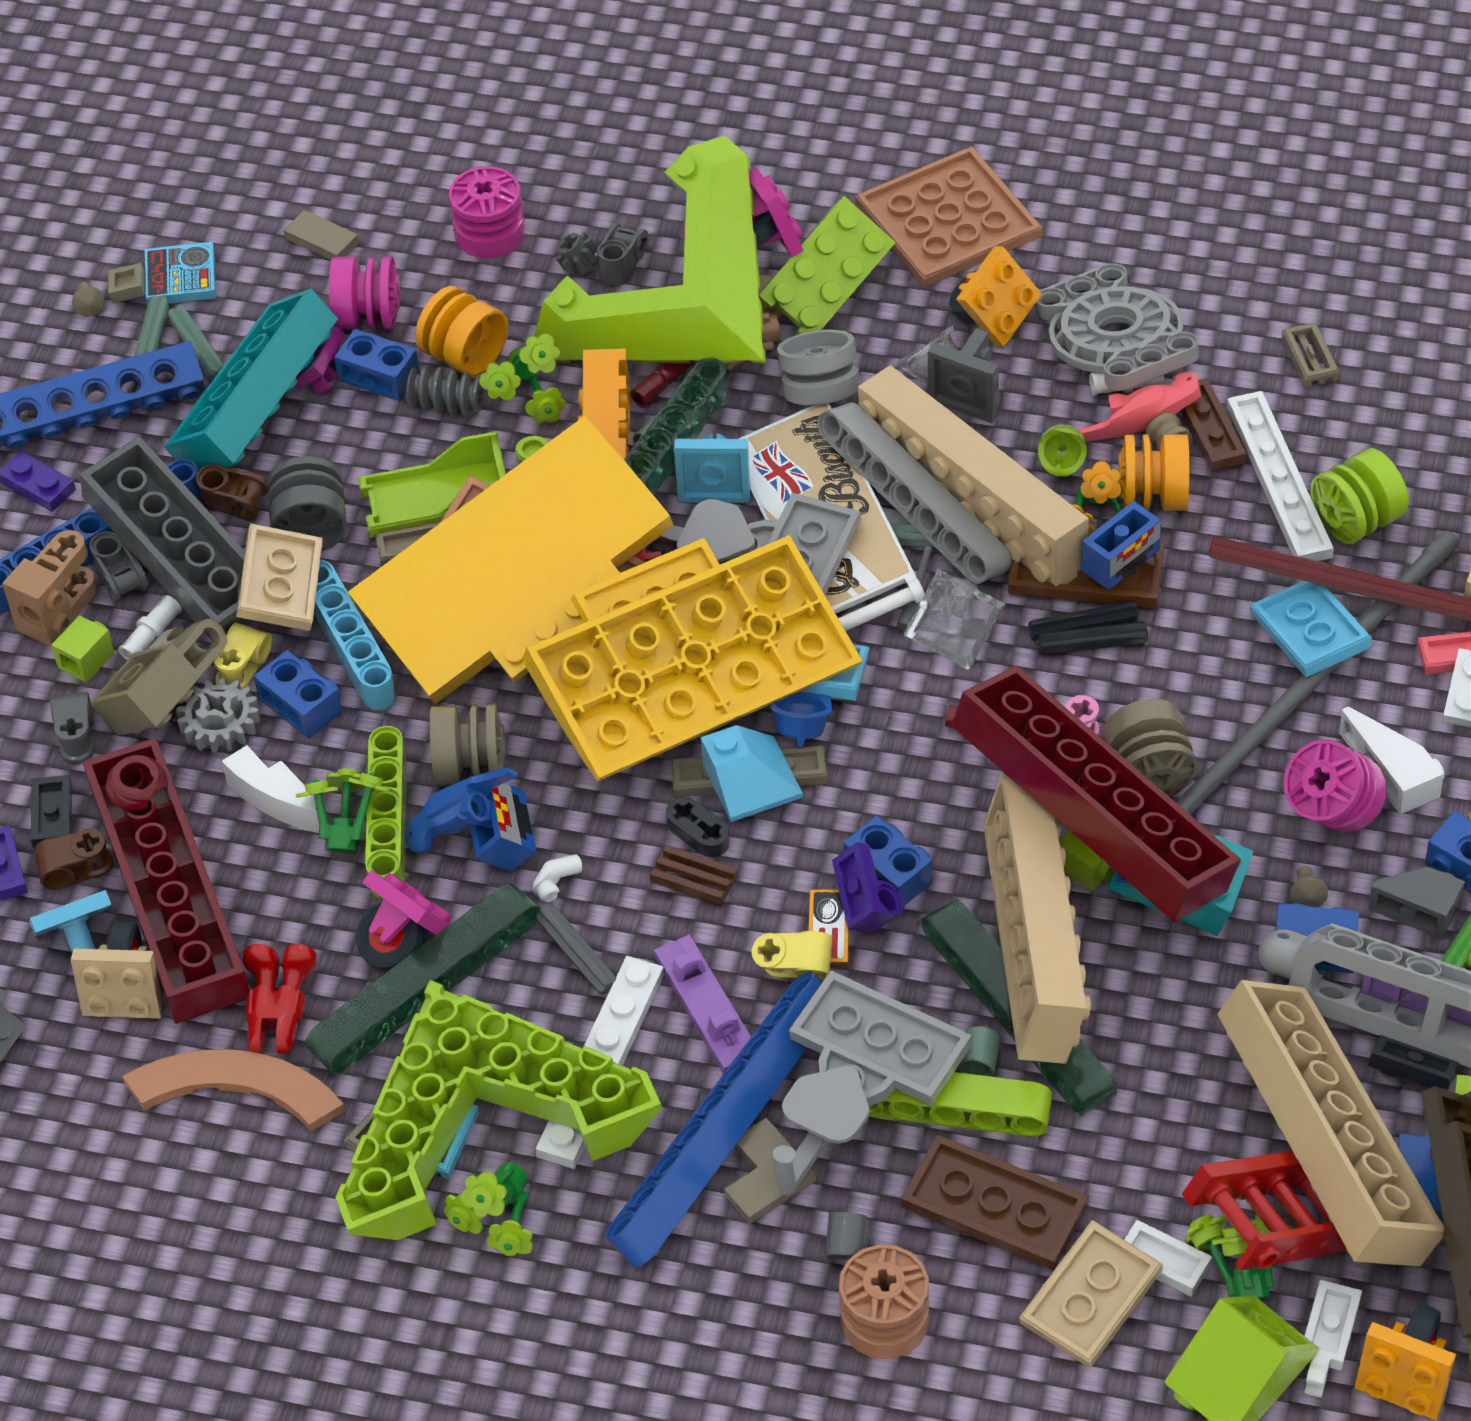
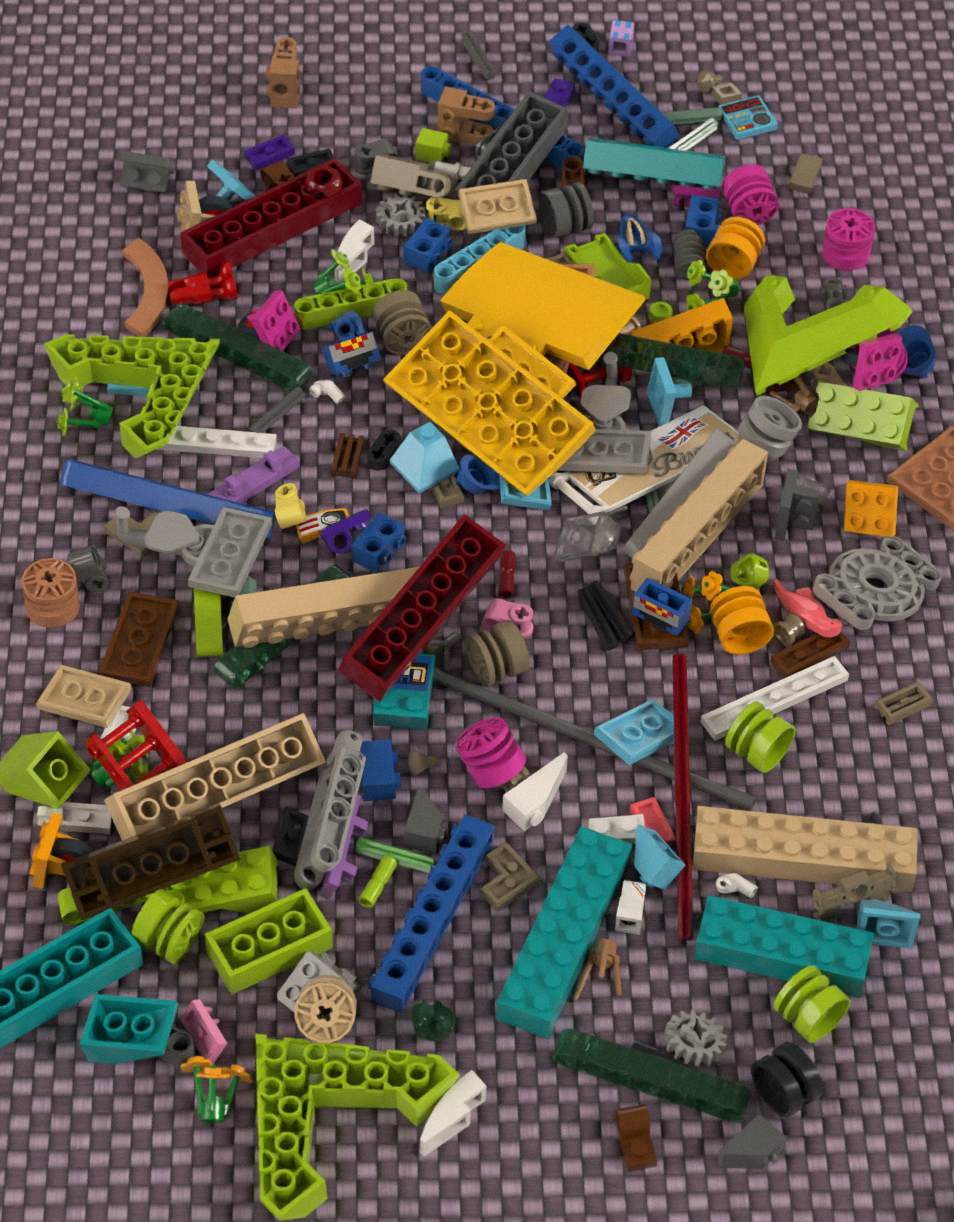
camera: 70 degrees right, 0 degrees up
(379, 444) = (637, 237): none -> blue animal

